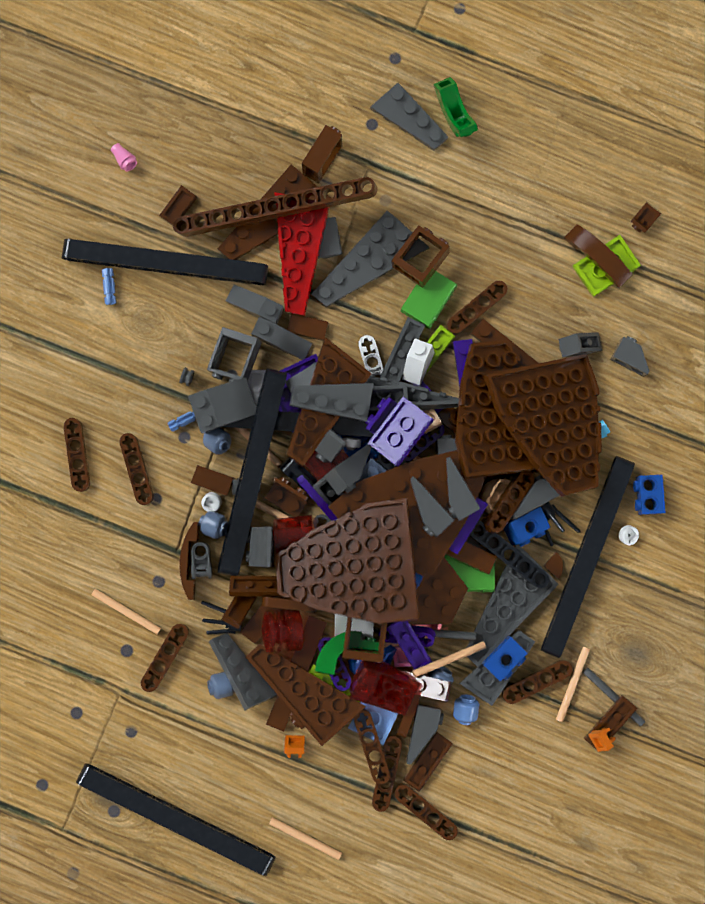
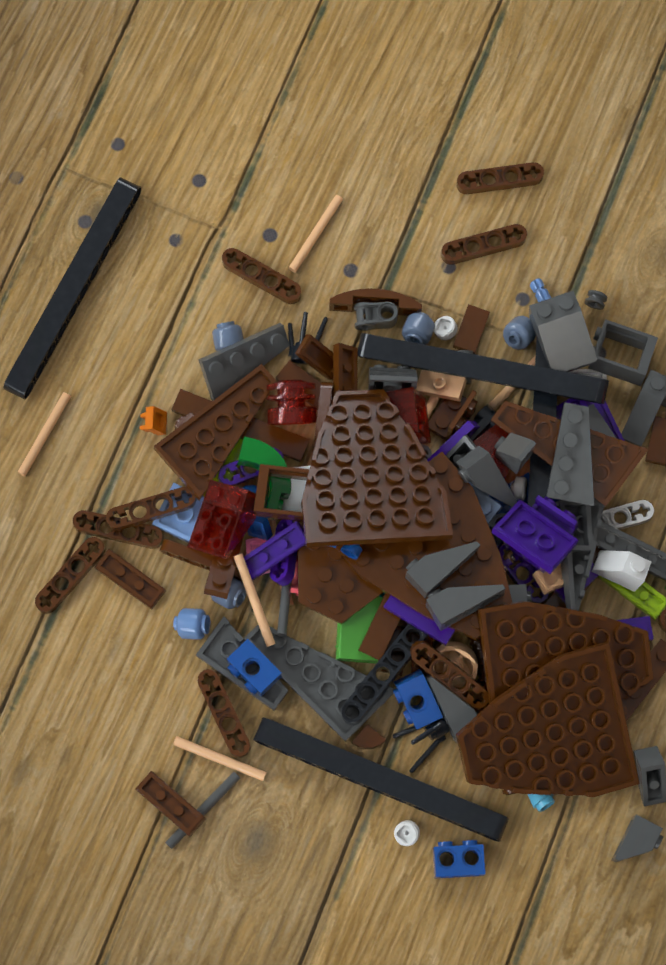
camera: 90 degrees right, 10 degrees down
(264, 506) = (441, 385): none -> light nougat plate
(424, 727) = (172, 572): dark grey slope -> none
(601, 740) = (149, 787): orange tile -> none

